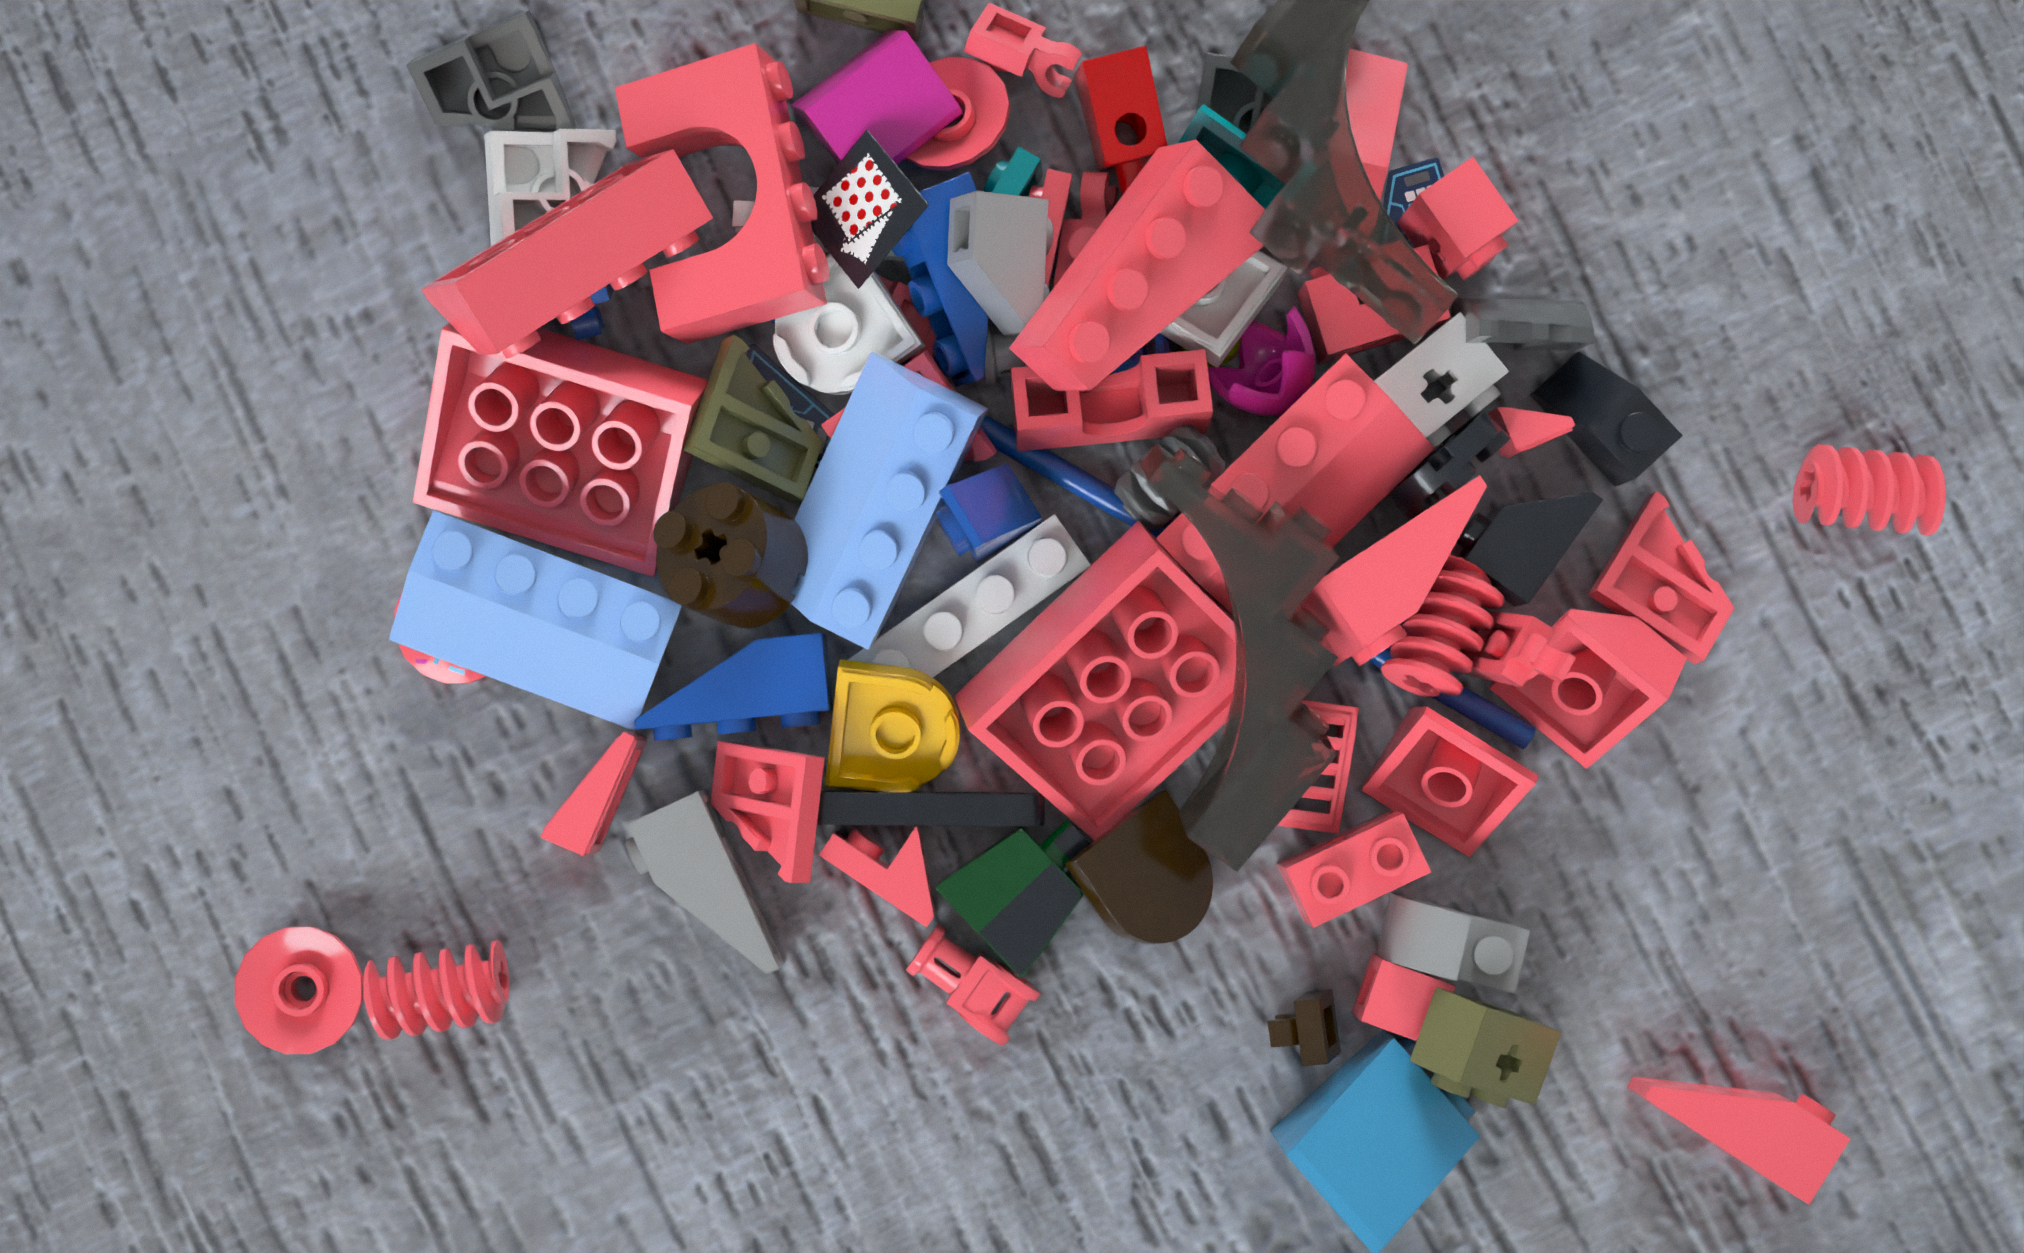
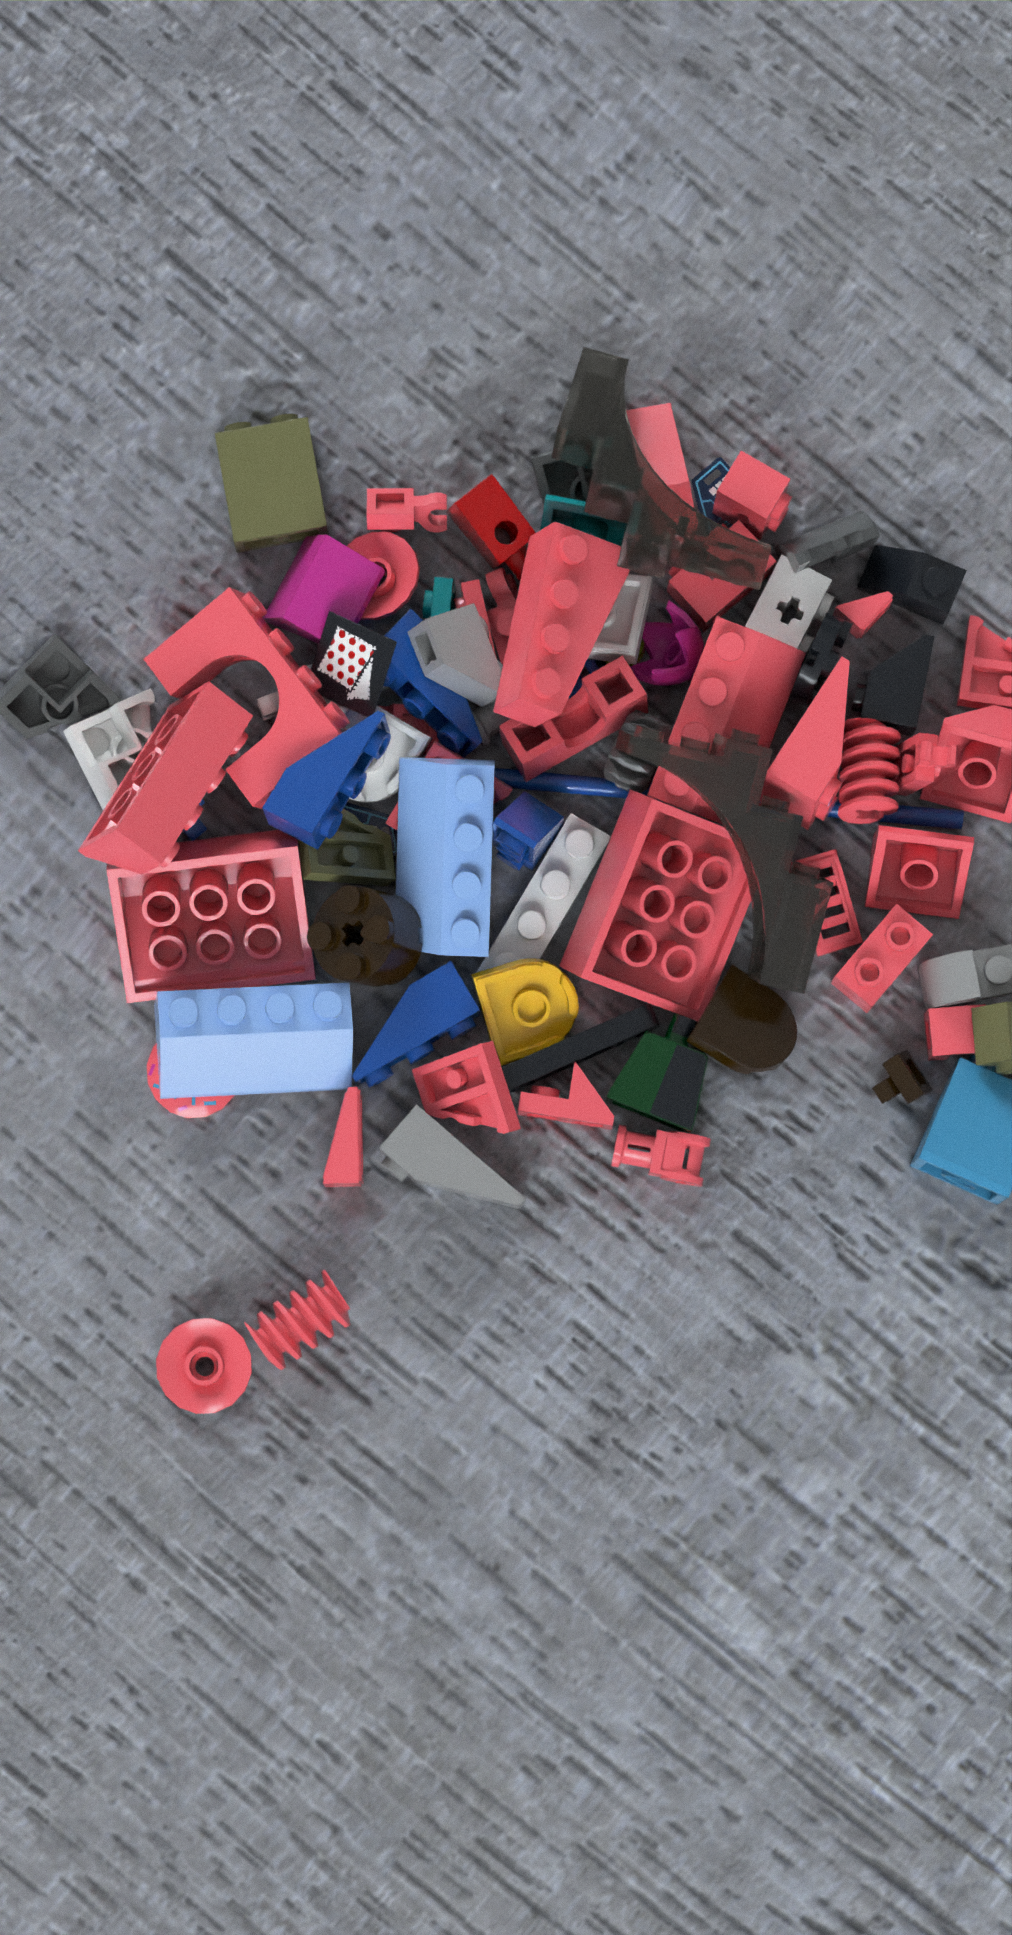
camera: 20 degrees left, 5 degrees down
(754, 341) = (317, 787): none -> blue slope

